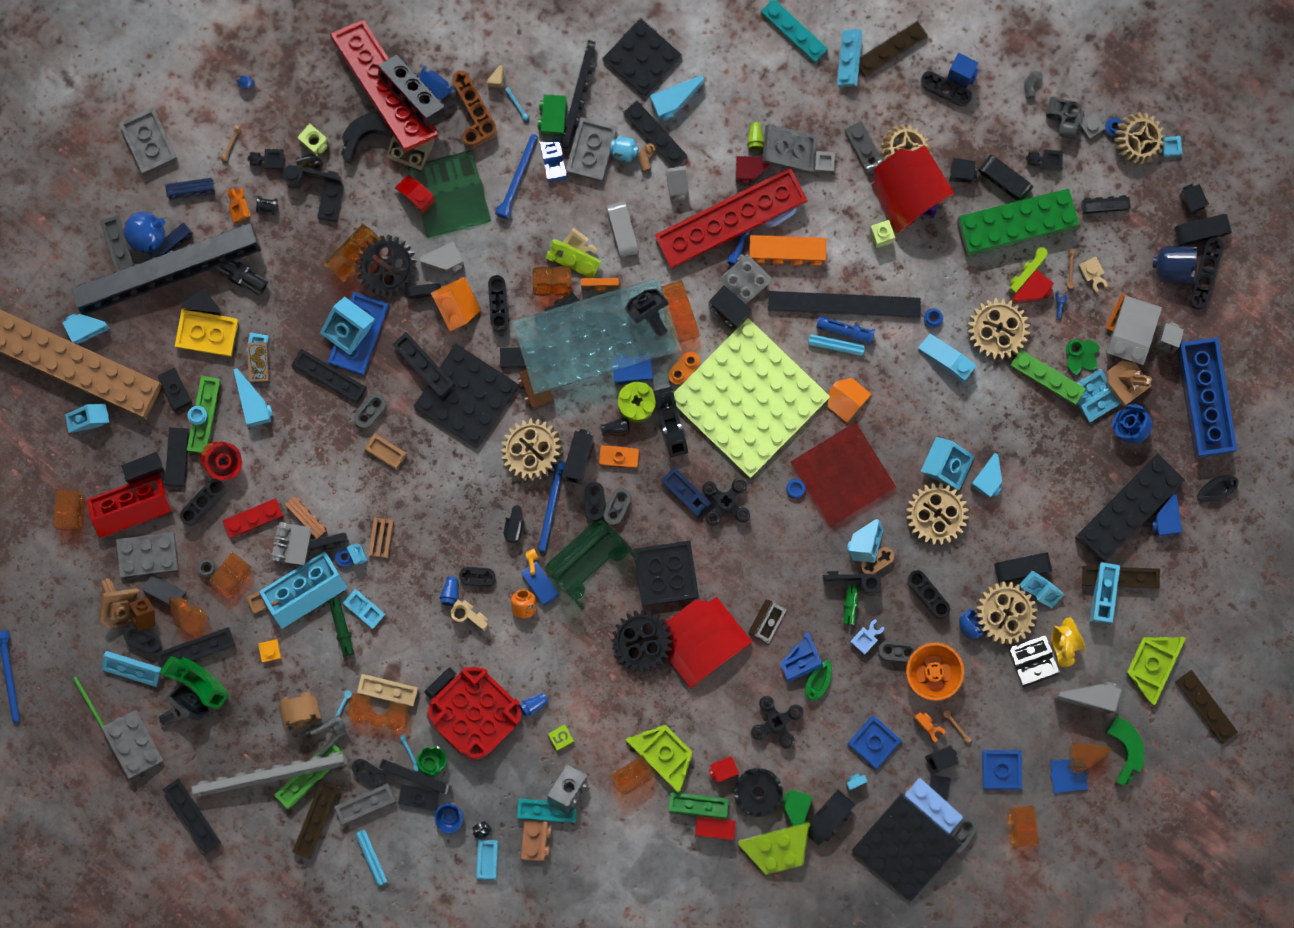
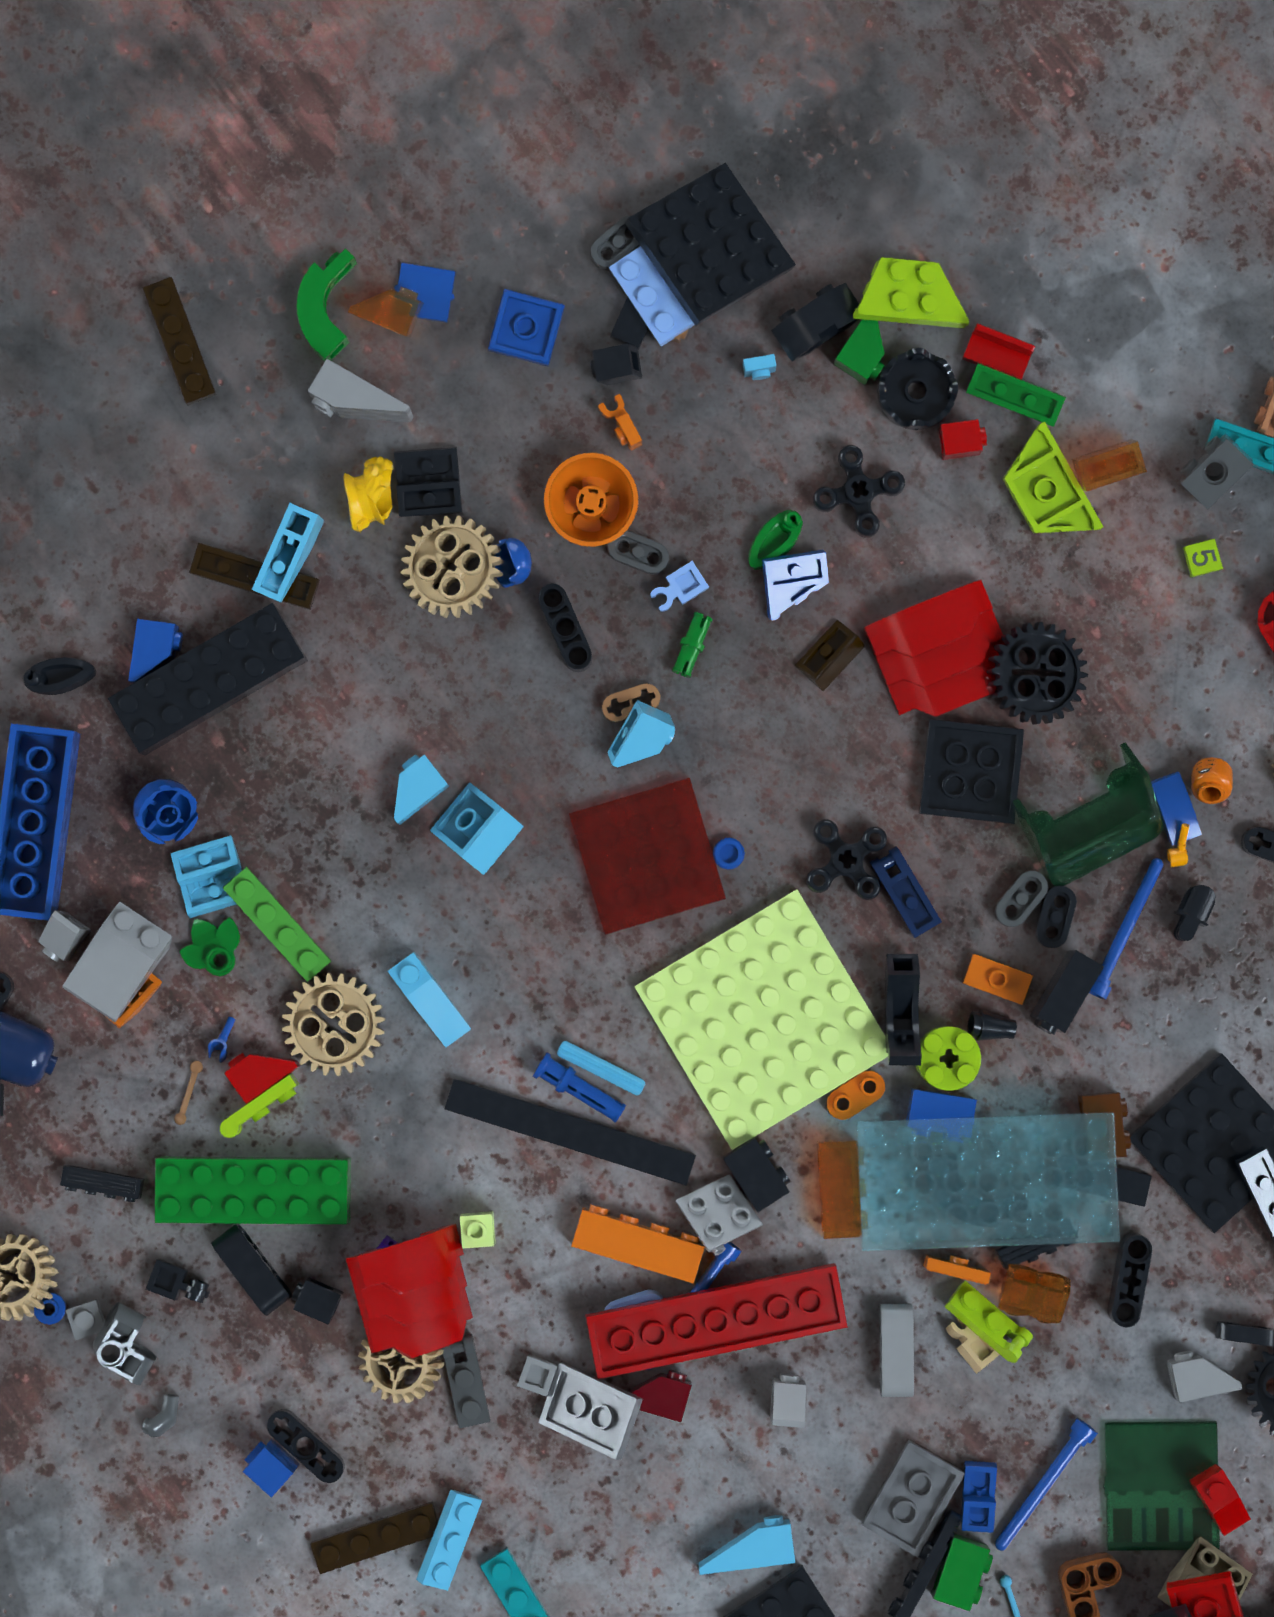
camera: 165 degrees left, 5 degrees up
(456, 303) = (1200, 1296): orange slope -> none
(532, 704) = (1234, 620): blue cone -> none
(543, 436) = (1160, 1009): tan gear -> none
(624, 149) = (859, 1484): medium azure head -> none
(644, 156) = (828, 1463): medium nougat arm -> none
(646, 306) = (898, 1204): black piece -> none
(655, 134) = (801, 1496): black plate -> none
(755, 138) = (639, 1447): lime cone -> none
(847, 398) = (607, 977): orange slope -> none
(870, 582) = (653, 668): black door -> none
(874, 742) = (713, 422): blue tile -> none
(935, 312) = (432, 1081): blue plate -> none
(947, 500) = (538, 735): tan gear -> none
(947, 714) = (587, 435): medium nougat hinge -> none
(1021, 567) = (404, 631): black beam -> none
(1023, 826) = (518, 230): clear orange brick -> none
(1042, 589) = (382, 588): medium azure slope -> none
(1092, 271) = (155, 1080): tan plate -> none
(1127, 381) = (153, 883): medium nougat piece -> none
(1153, 664) = (241, 427): lime wing -> none

